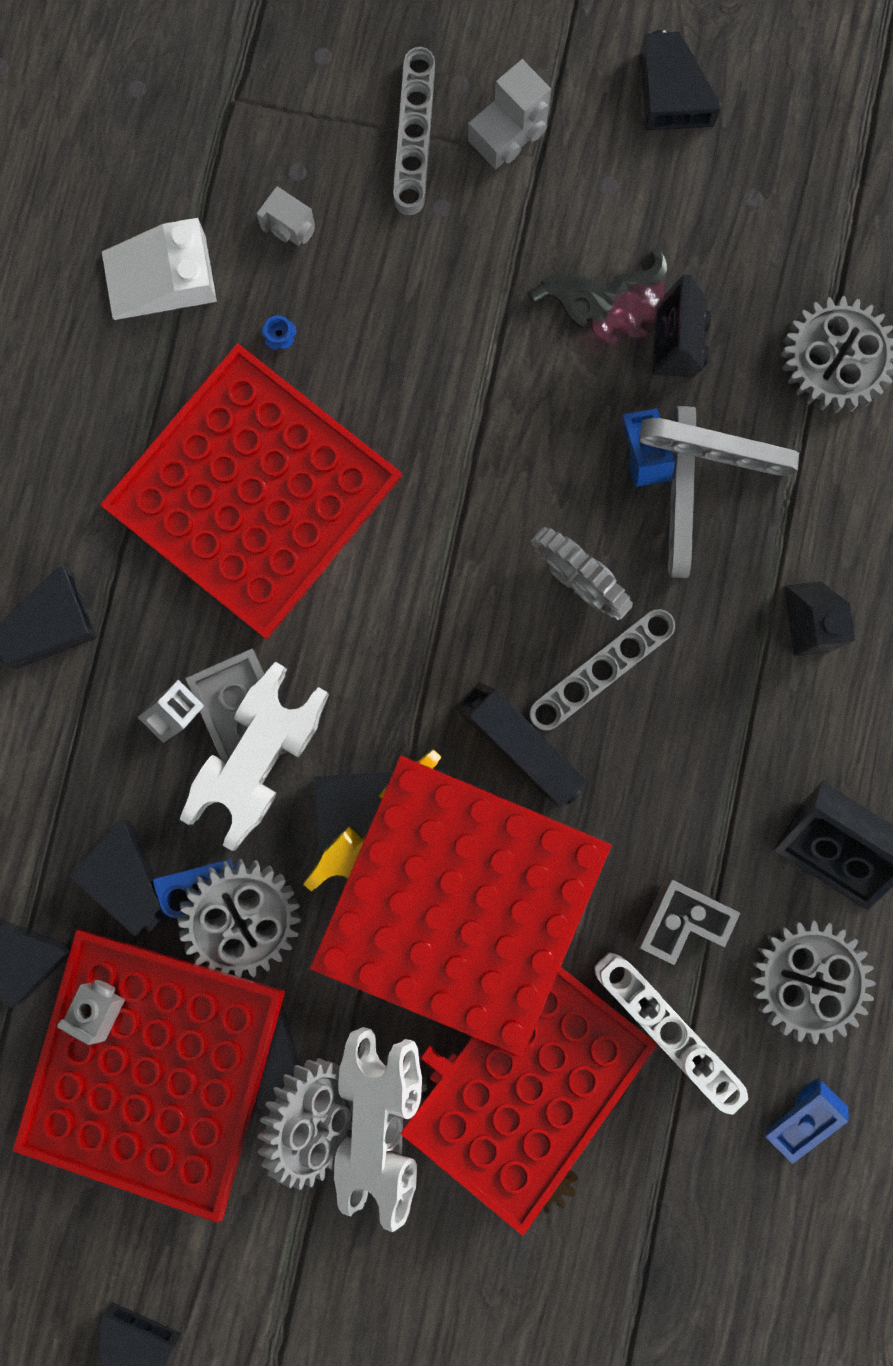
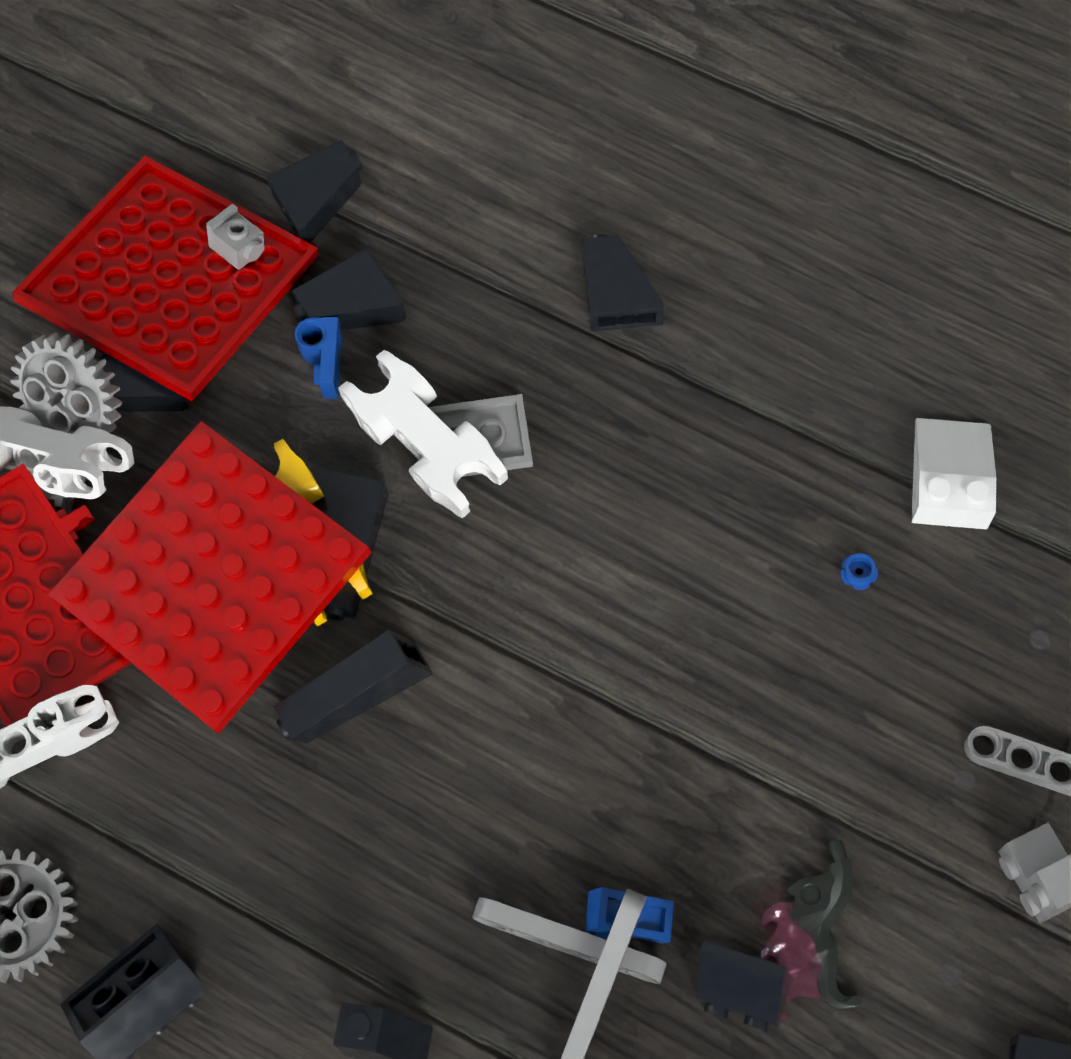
camera: 110 degrees right, 15 degrees down
(171, 711) = (492, 372): light grey brick -> none
(209, 935) = (275, 384): light grey gear -> none
(252, 491) = (695, 505): red plate -> none
(286, 217) = (983, 608): light grey brick -> none
(582, 573) = (502, 787): light grey gear -> none
(617, 661) = (413, 815): light grey beam -> none
(677, 913) = (127, 801): light grey brick -> none

